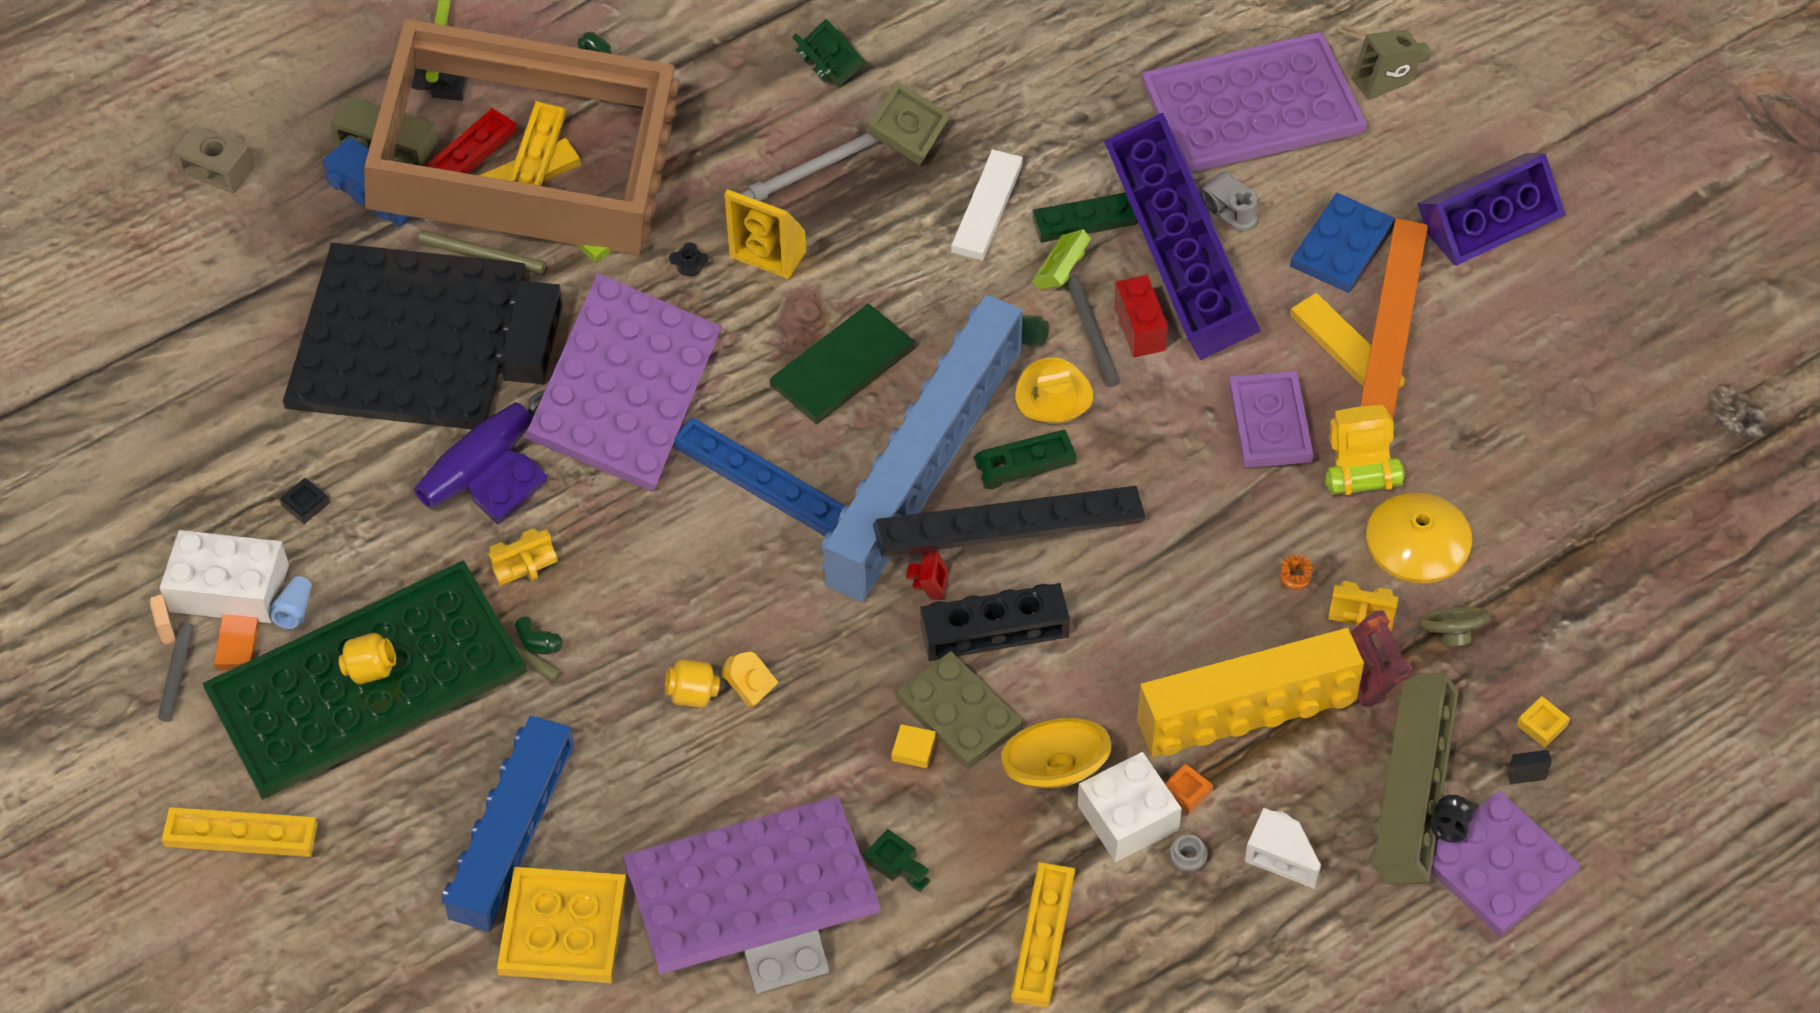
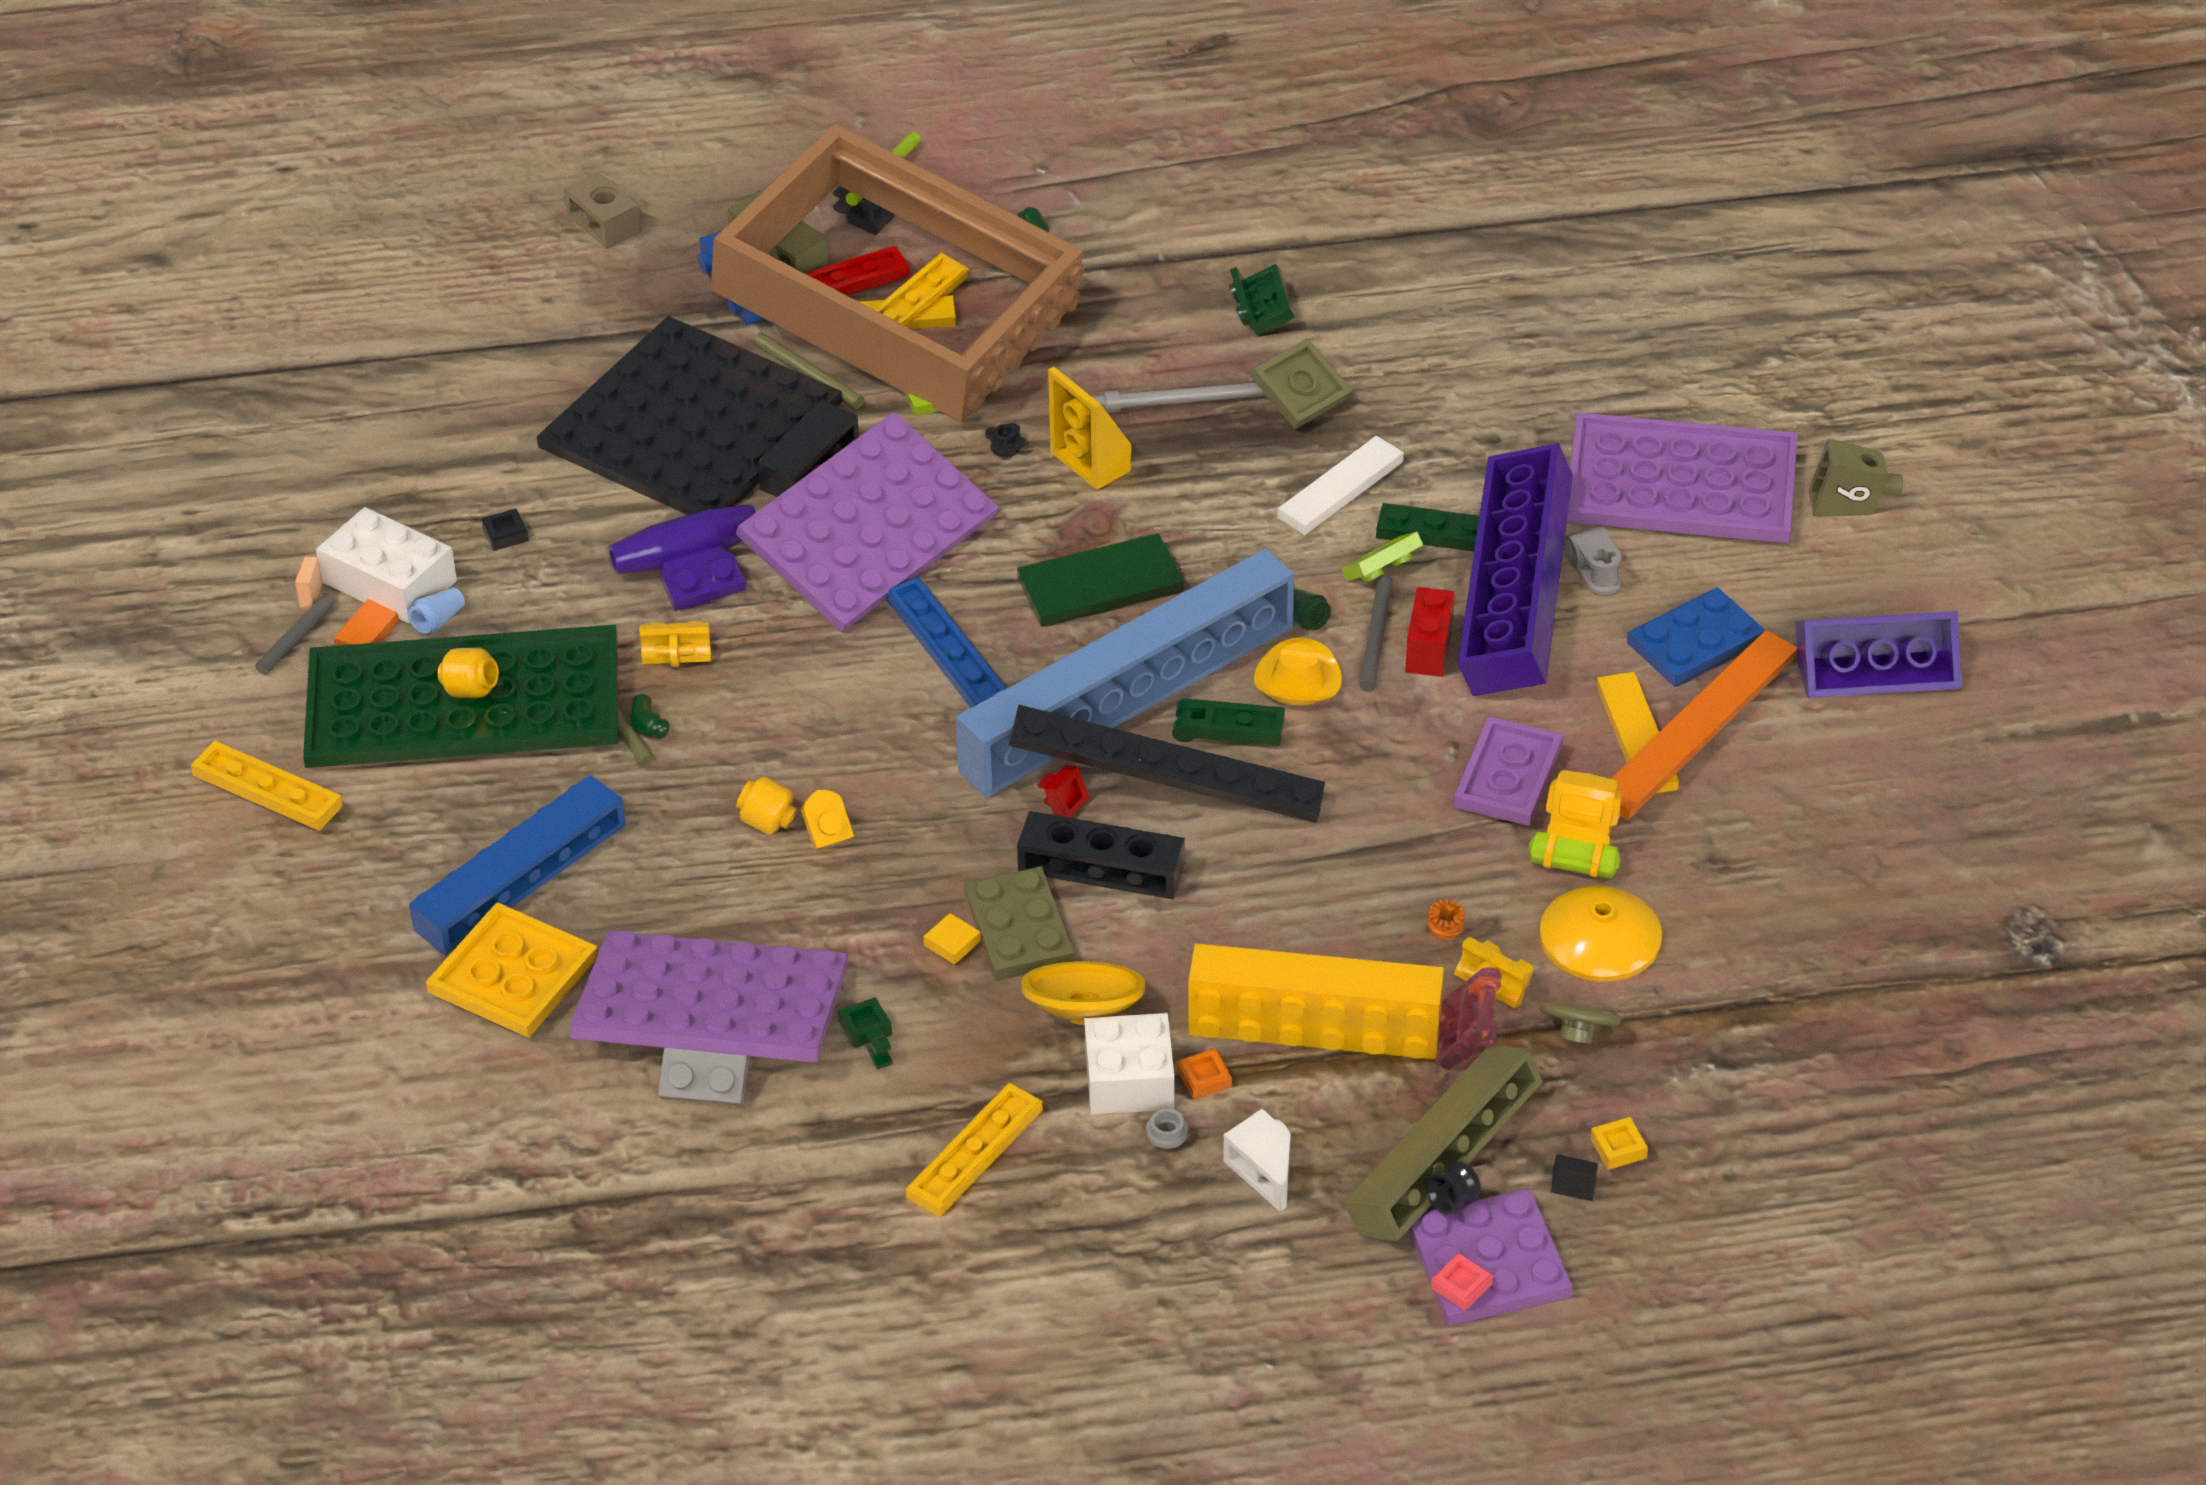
camera: 25 degrees right, 10 degrees down
(1502, 898) = (1461, 1281): none -> coral tile

